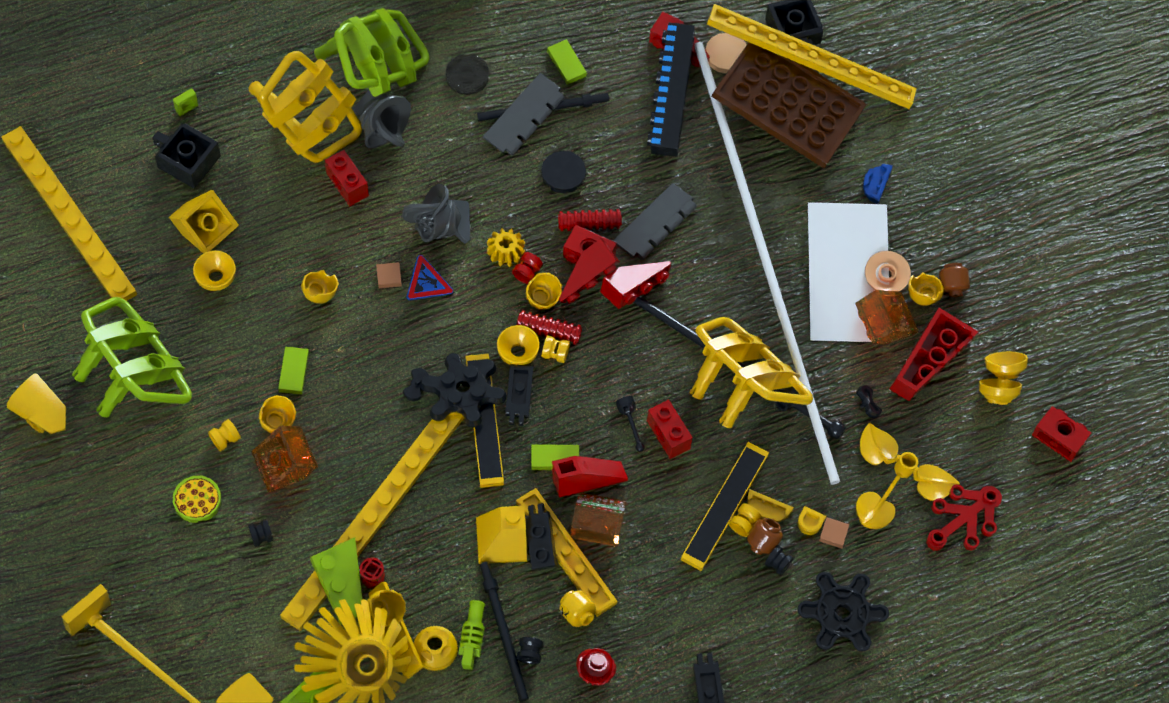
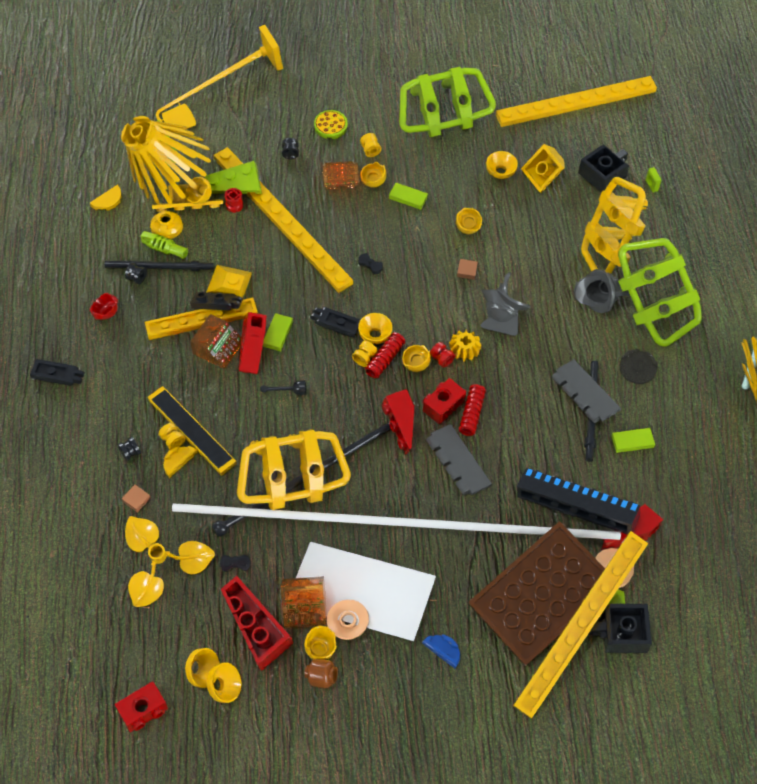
camera: 110 degrees right, 5 degrees down
(38, 406) = (429, 56): yellow panel -> none
(346, 178) = (557, 259): red brick -> none
(426, 281) = (451, 286): piece -> none
(467, 402) = (345, 293): black plate -> none
(487, 438) = (325, 296): black tile -> none
(563, 171) = (525, 407): black tile -> none
(577, 608) = (152, 308): yellow head -> none
(591, 265) = (421, 385): red slope -> none
(669, 429) = (267, 407): red brick -> none
(764, 536) = (150, 441): dark orange head -> none
(810, 521) = (153, 485): yellow tile -> none
(853, 599) = (64, 468): black plate -> none
(966, 514) = (105, 602): red plant -> none

